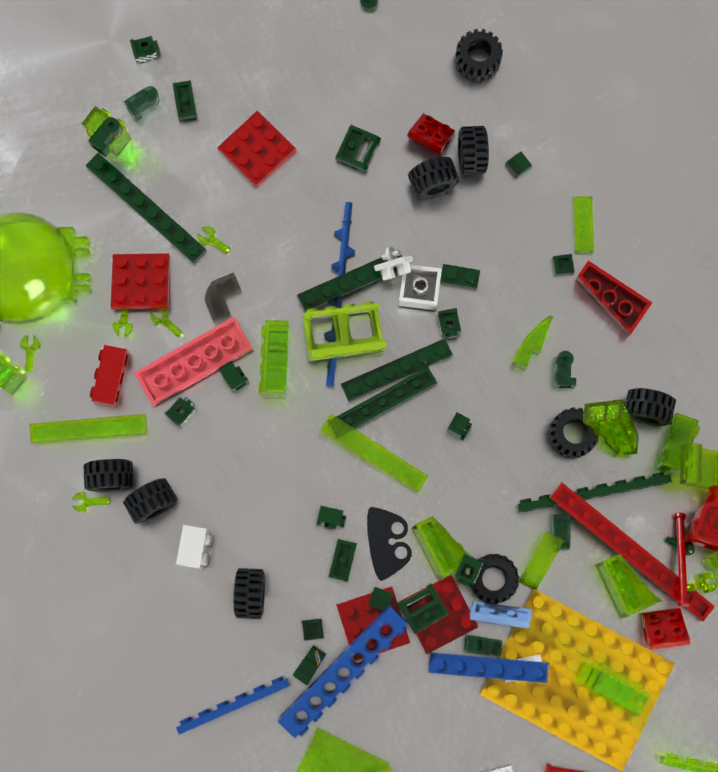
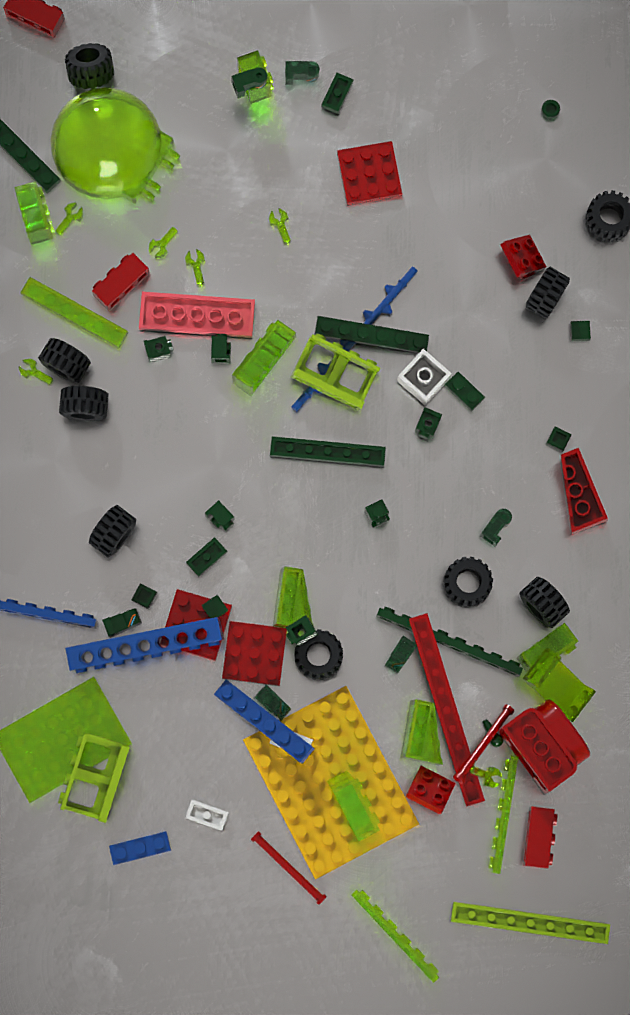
camera: 30 degrees right, 0 degrees up
(140, 281) = (198, 220): red plate -> none
(144, 54) = (330, 33): dark green brick -> none
(146, 208) = (244, 162): dark green plate -> none
(194, 547) = (93, 465): white brick -> none
(217, 292) = (255, 270): clear smoke plate -> none
(351, 147) = (451, 222): dark green plate -> none
(374, 453) = (292, 487): clear neon green plate -> none
(382, 553) = (243, 574): black piece -> none
(396, 370) = (358, 433): dark green plate -> none
(401, 263) = (415, 338): white hips -> none
(426, 614) = (243, 645): dark green plate -> none
(433, 177) = (498, 293): black tyre -> none
(501, 614) = (304, 686): light blue plate -> none
(532, 344) = (485, 486): clear neon green slope -> none
(541, 560) = (367, 665): clear neon green slope -> none
(583, 224) = (599, 417): clear neon green plate -> none
(614, 424) = (503, 596): clear neon green wedge -> none

